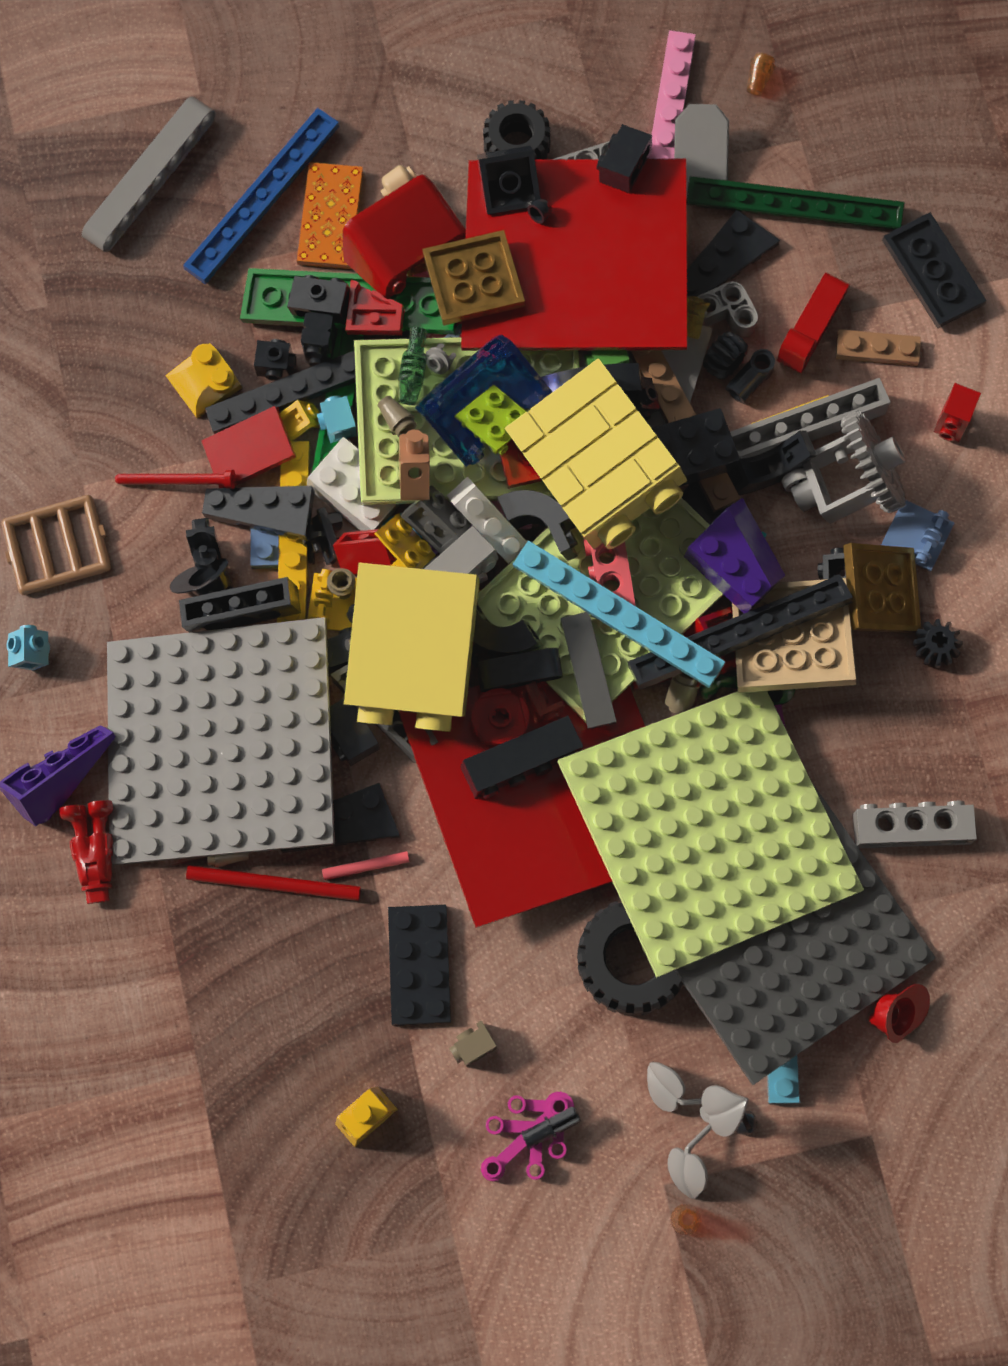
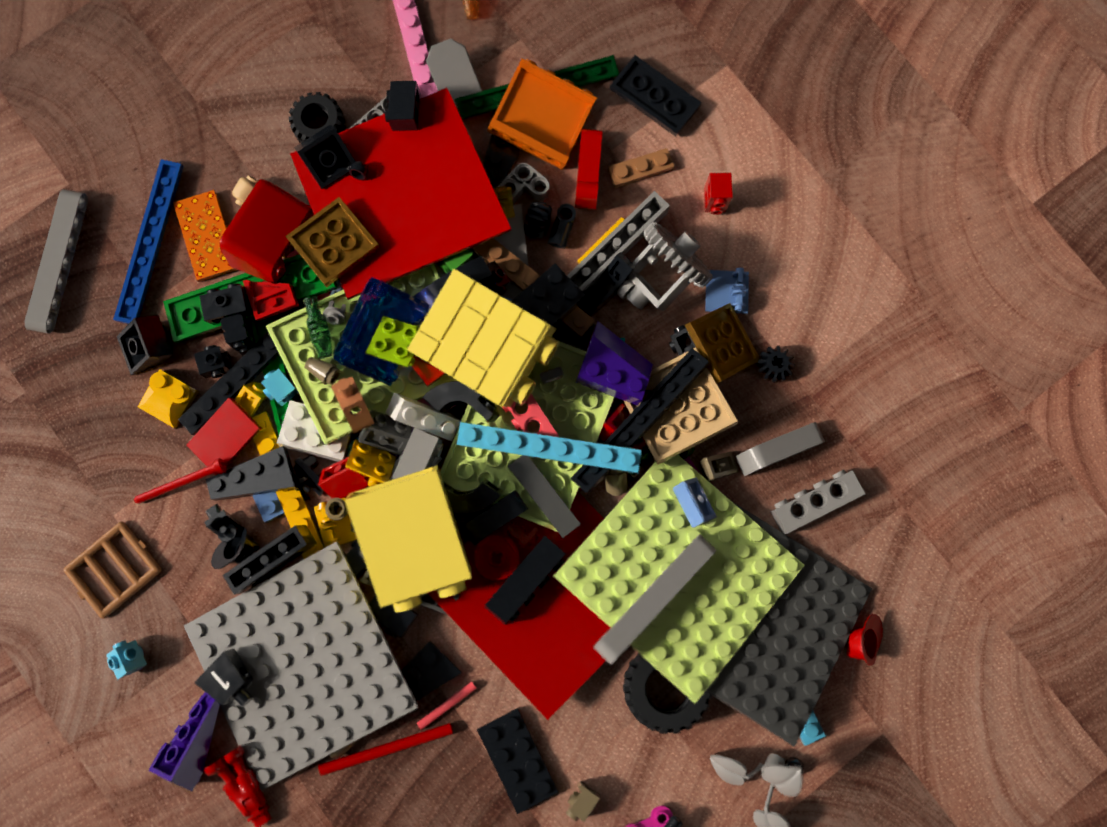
camera: 30 degrees left, 5 degrees up
(131, 718) = (227, 679): none -> black torso
(205, 307) = (144, 344): none -> black slope
(658, 535) = (551, 375): none -> dark grey tile
(664, 836) = (654, 599): none -> light grey beam
(762, 755) = (694, 502): none -> medium blue slope
(786, 235) = (541, 113): none -> orange panel
(813, 732) = (718, 466): none -> dark tan slope
(896, 741) = (779, 448): none -> light grey beam

